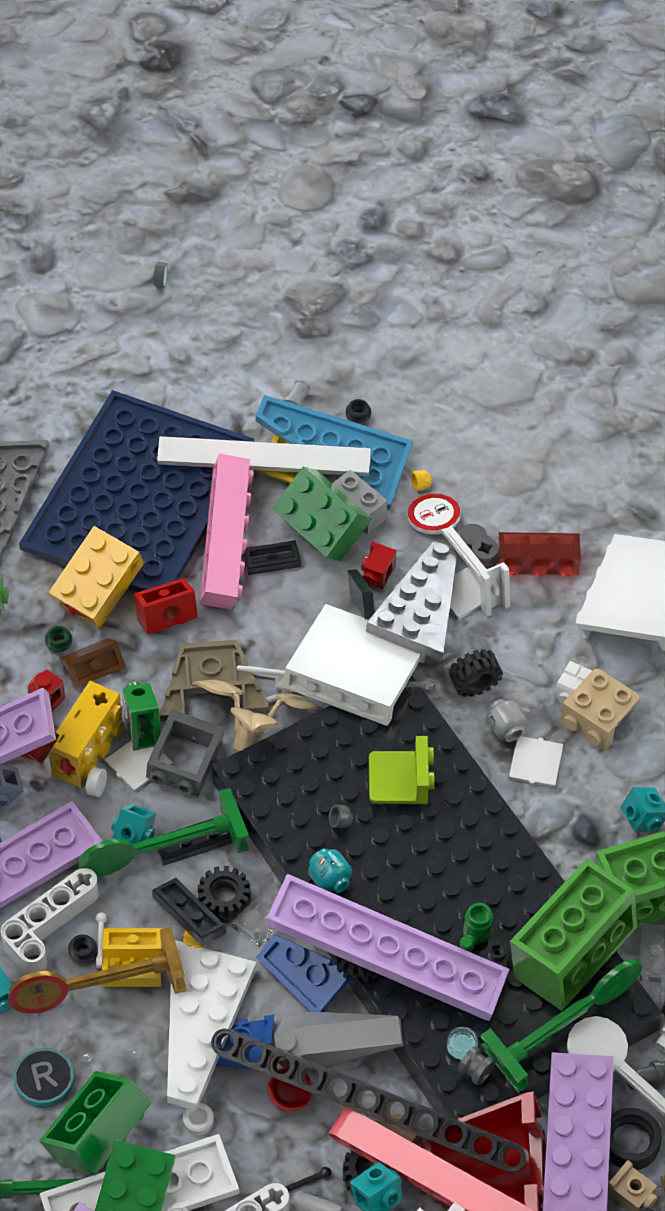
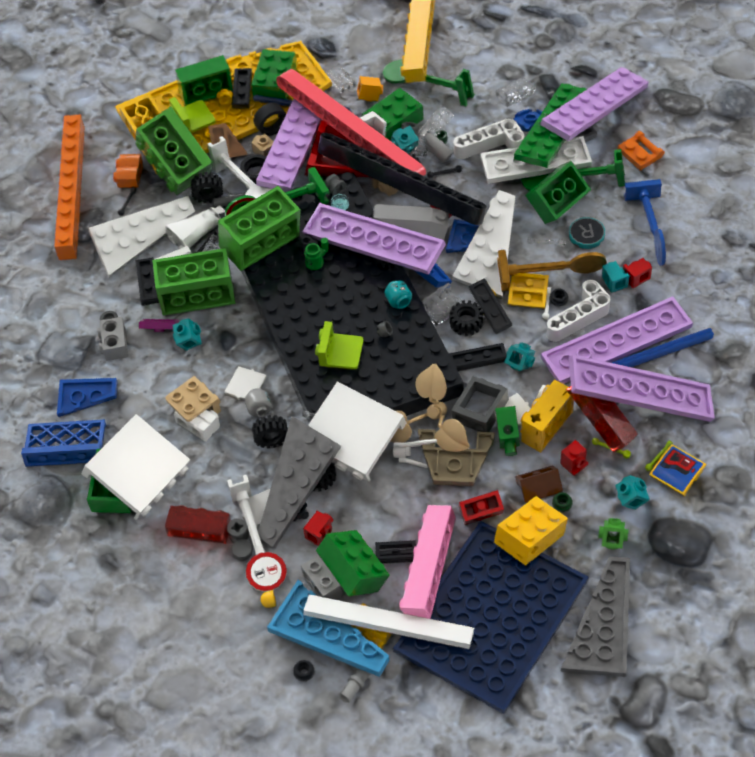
camera: 165 degrees left, 0 degrees up
(115, 854) = (536, 336): green piece -> none
(361, 593) = (337, 489): black tile -> none

